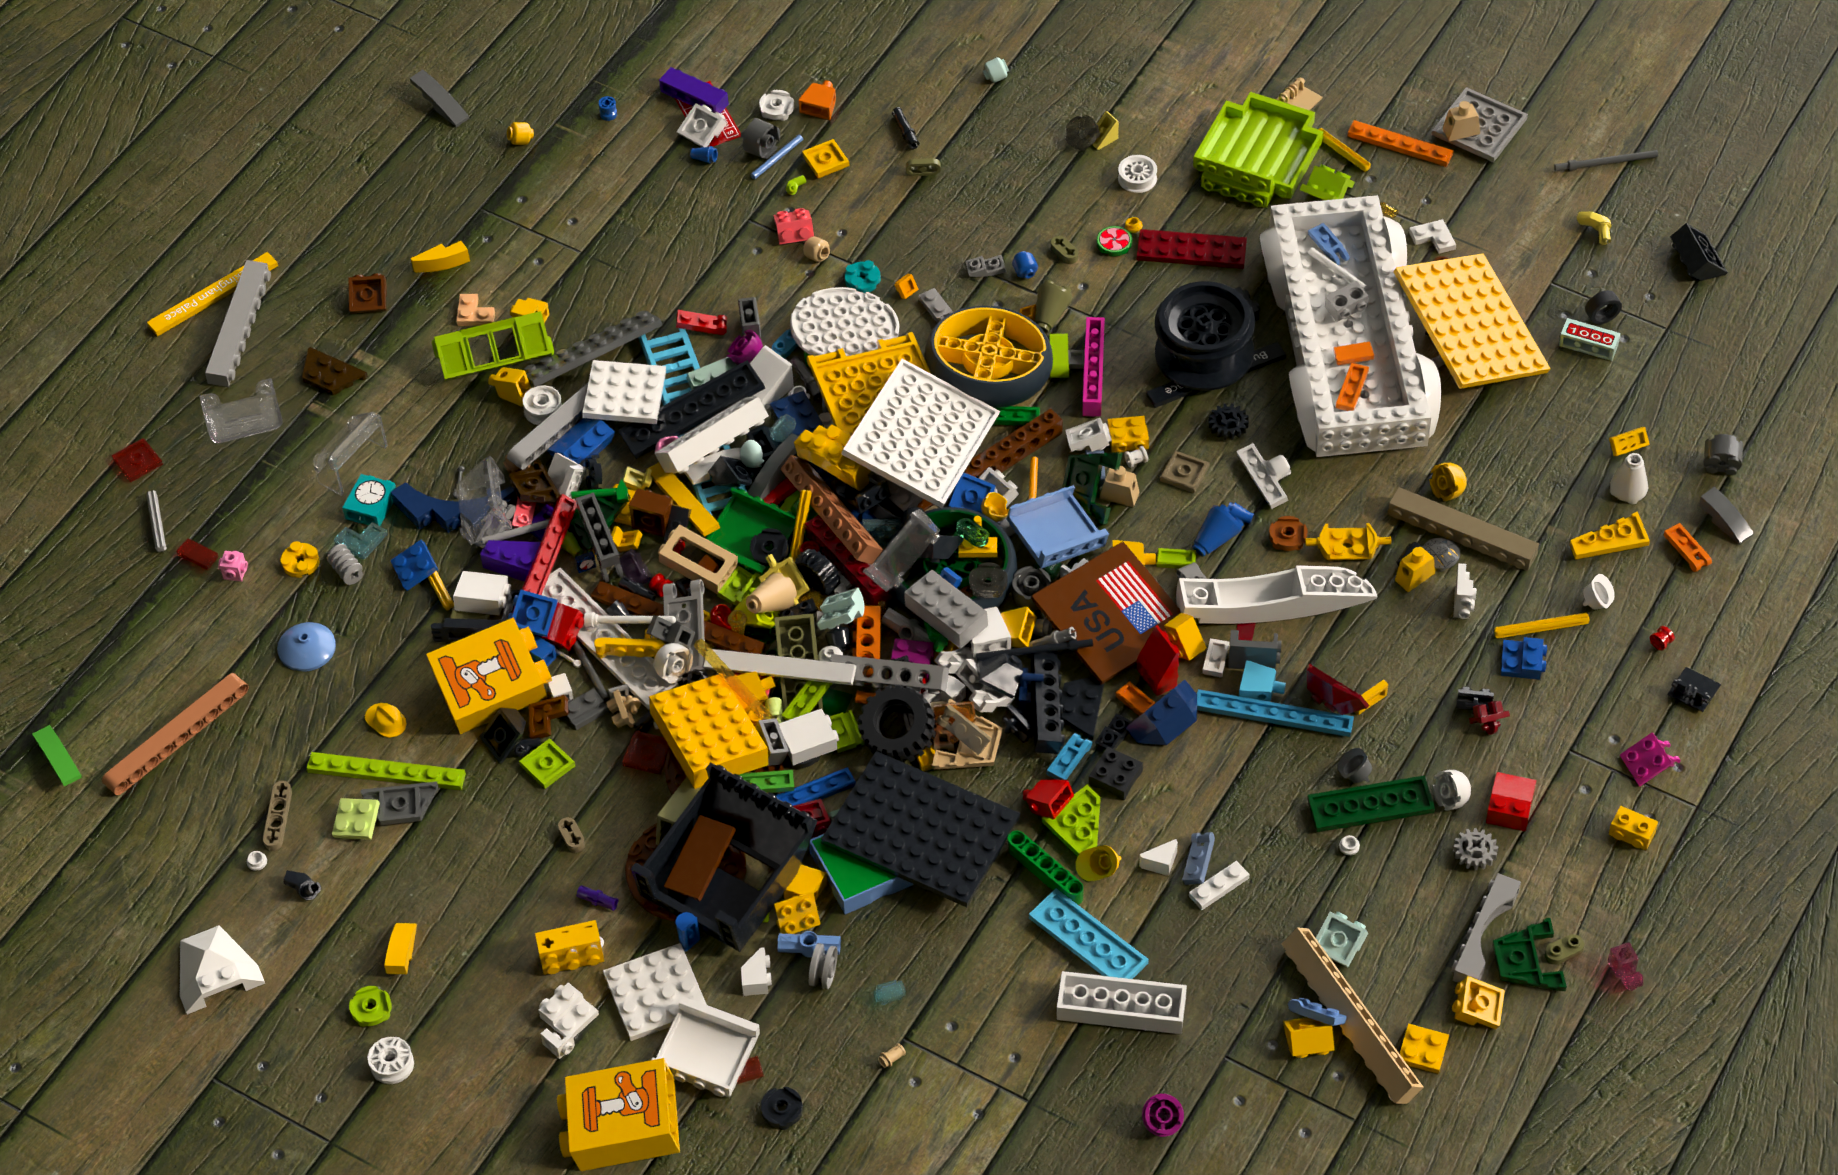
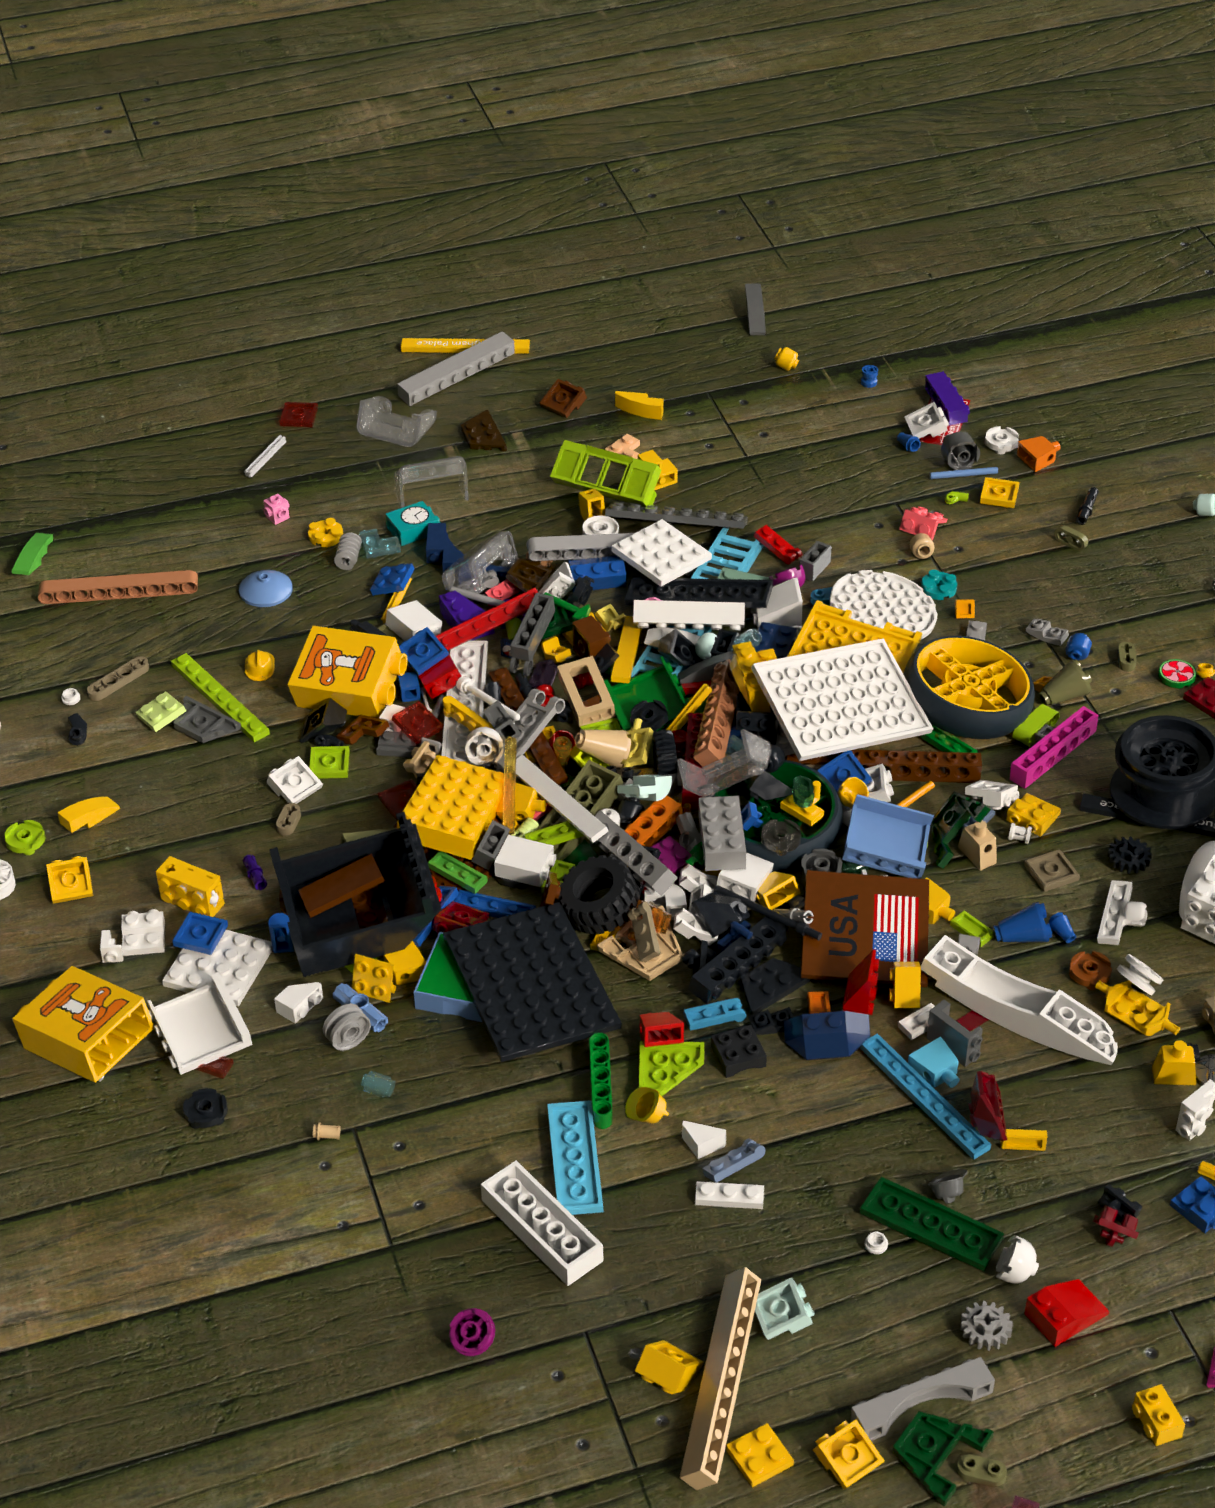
camera: 40 degrees right, 10 degrees down
(197, 554) = (265, 488): clear red tile -> none
(456, 1013) = (69, 879): none -> yellow plate
(542, 800) = (294, 781): none -> white plate
(588, 679) = (417, 722): none -> clear red plate
(622, 977) = (200, 933): none -> blue plate
(859, 749) = (551, 890): none -> reddish brown plate
(1315, 1011) = (692, 1350): medium blue hinge -> none
(1330, 514) = (1140, 974): none -> white wheel

